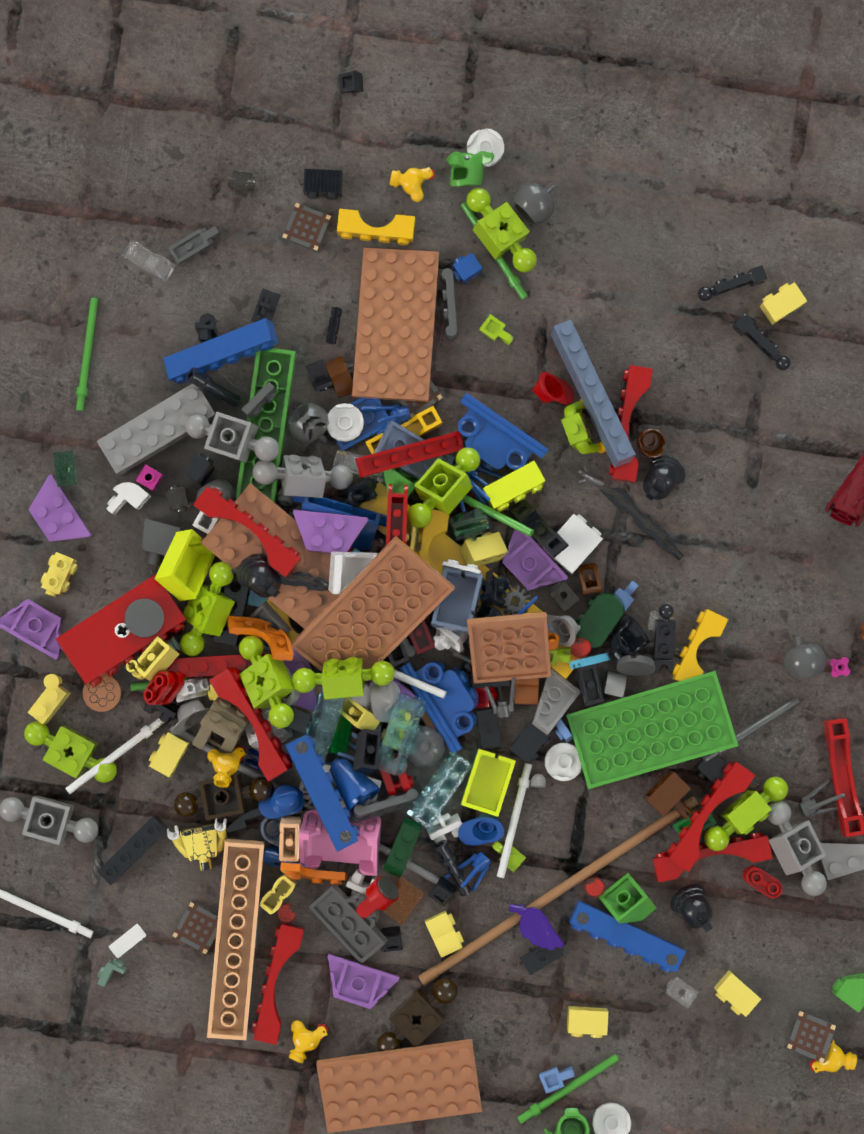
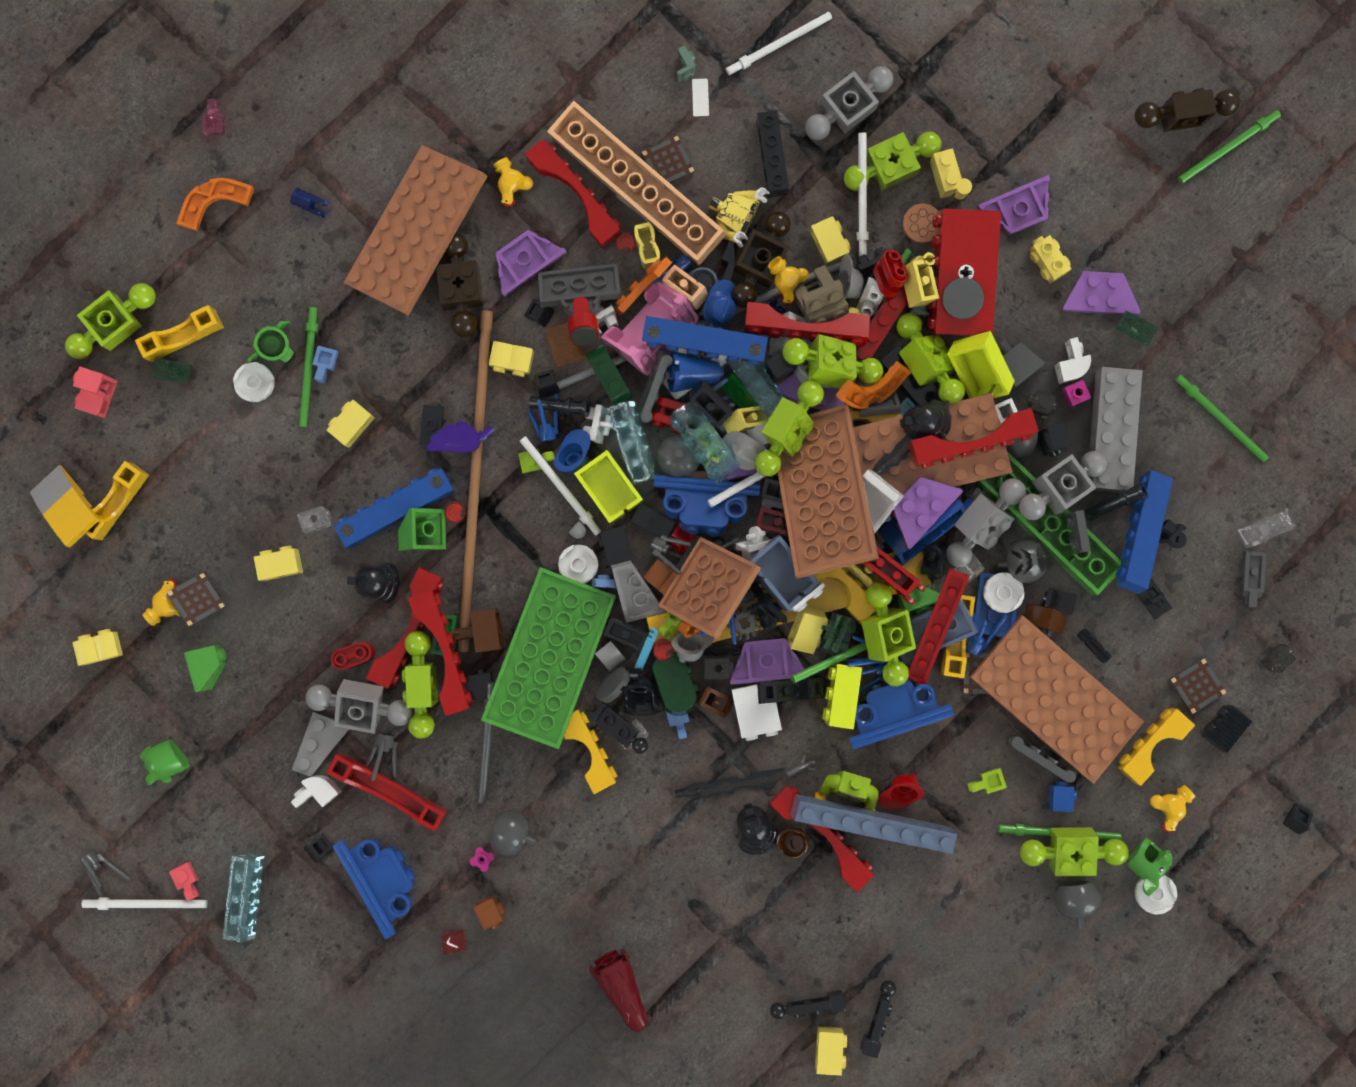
camera: 125 degrees right, 0 degrees up
(546, 603) = (722, 650): none -> black axle

